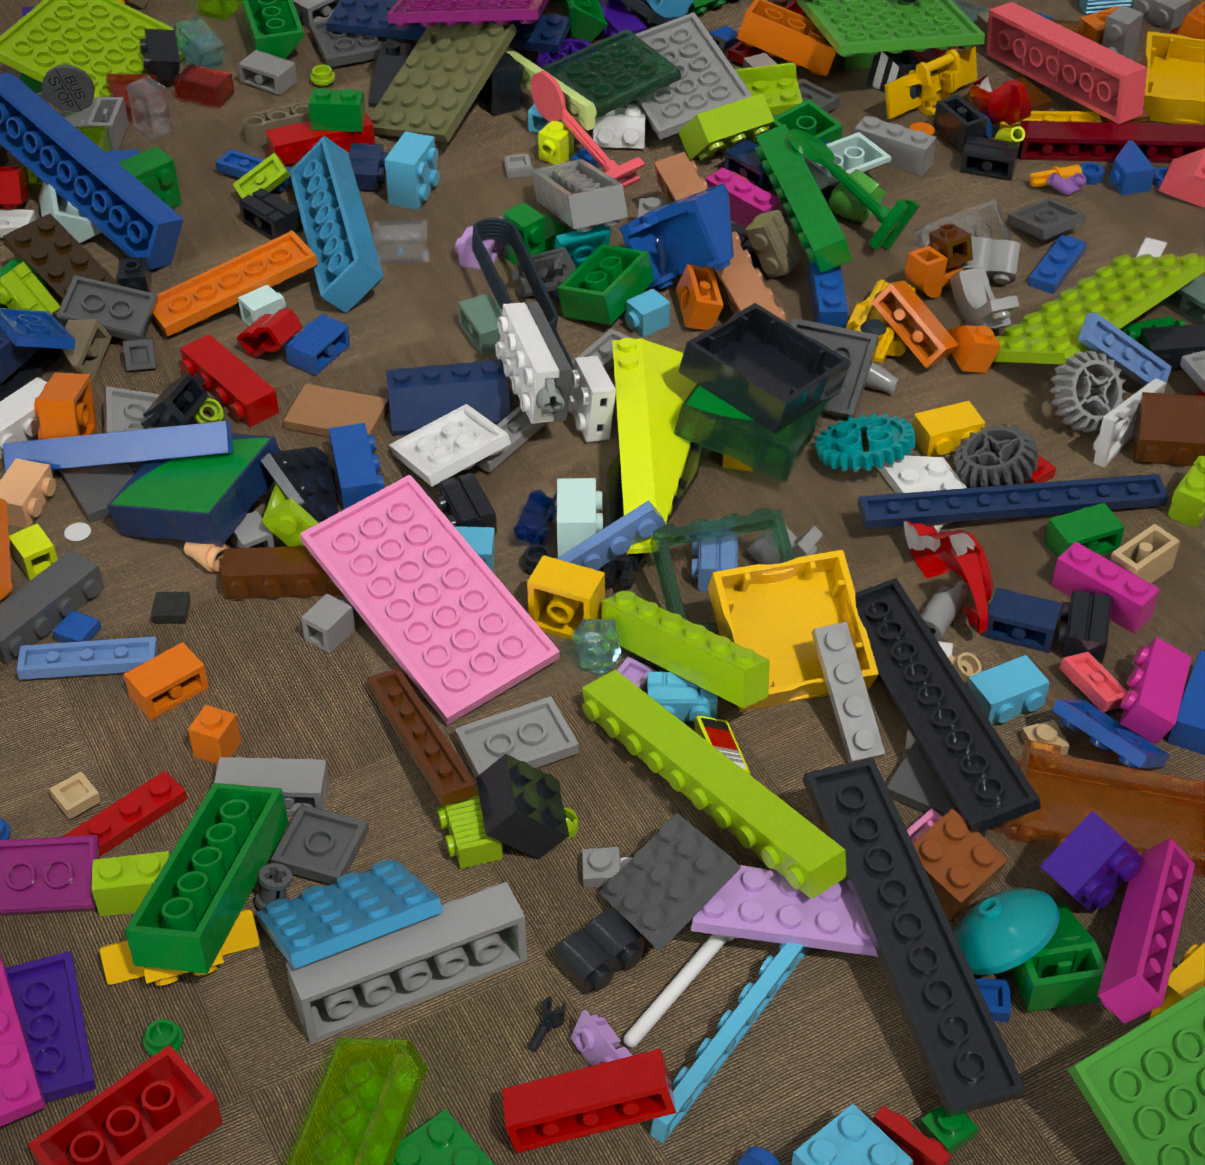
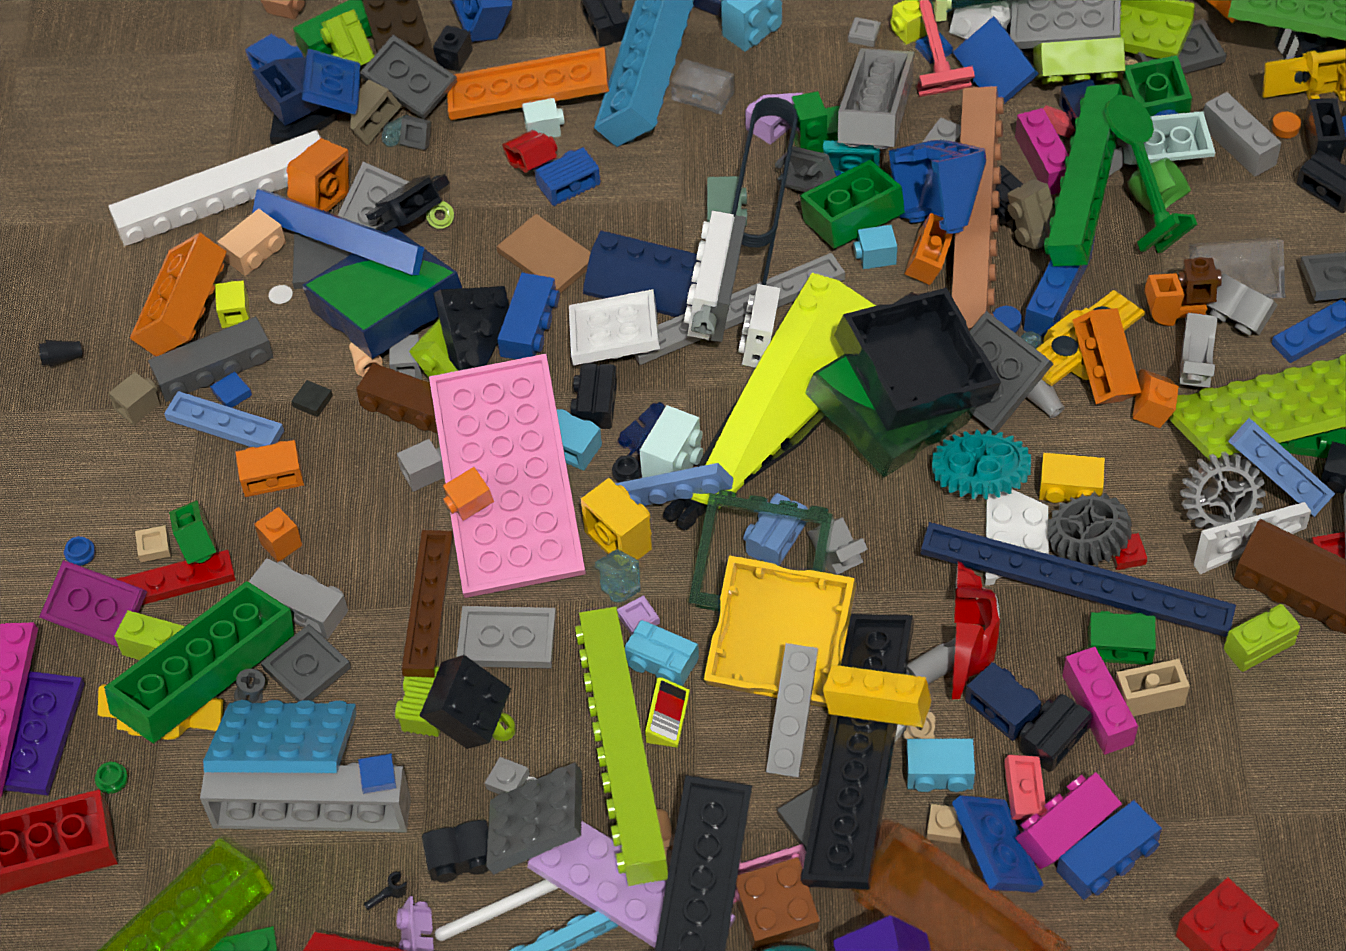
camera: 30 degrees right, 10 degrees up
(114, 362) = (392, 132): none -> clear light blue arm
(122, 762) = (192, 532): none -> green brick
(230, 380) = (473, 188): red brick -> none
(405, 620) = (467, 494): none -> orange brick
(487, 896) = (377, 773): none -> blue tile
(651, 143) = (996, 59): none -> blue tile
(688, 649) = (678, 614): lime brick -> none
(926, 644) = (877, 695): none -> yellow brick

